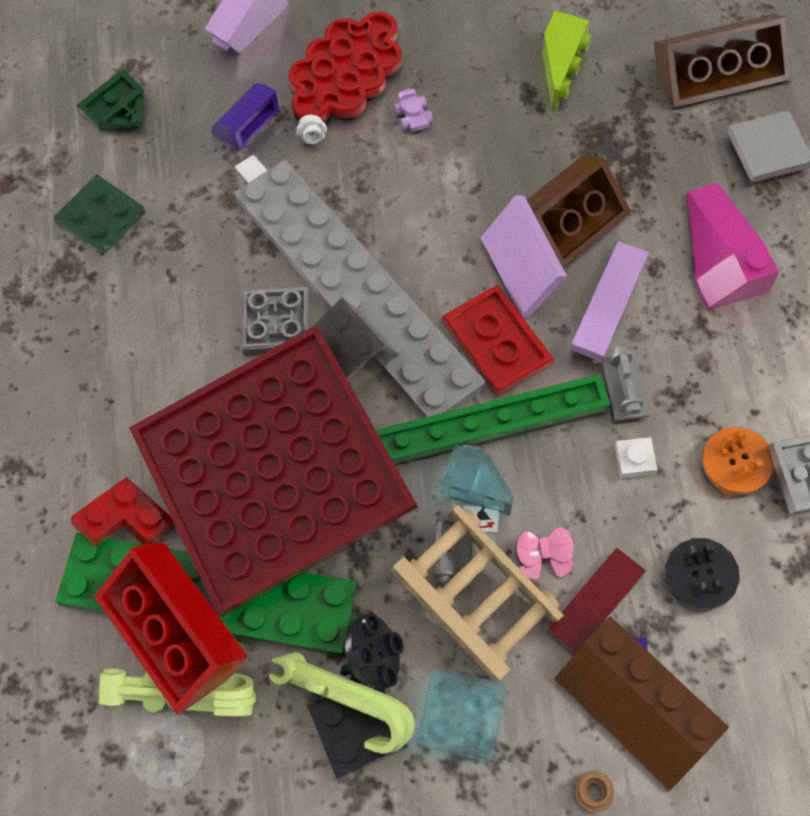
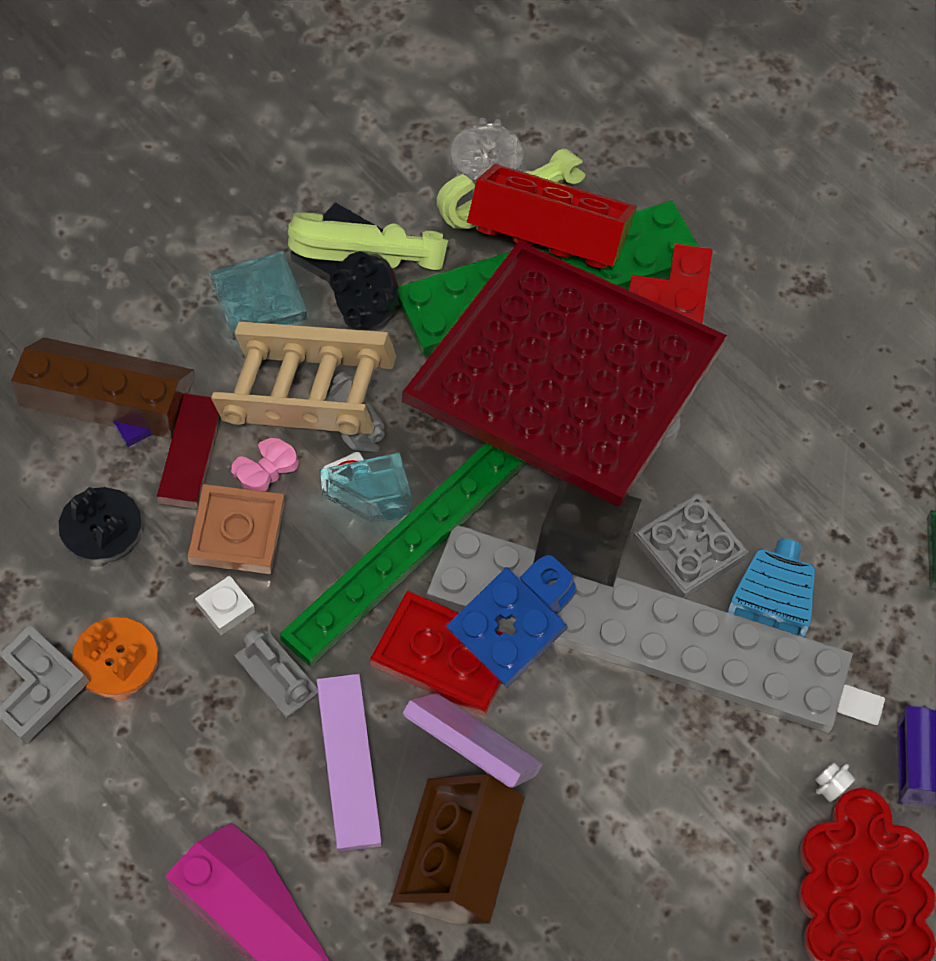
camera: 140 degrees right, 5 degrees down
(249, 252) = (777, 589): none -> dark azure torso
(412, 108) = (735, 881): lavender piece -> none
(424, 318) = (527, 601): none -> blue plate
(596, 508) = (236, 529): none -> nougat plate
(602, 782) = (108, 293): medium nougat plate -> none

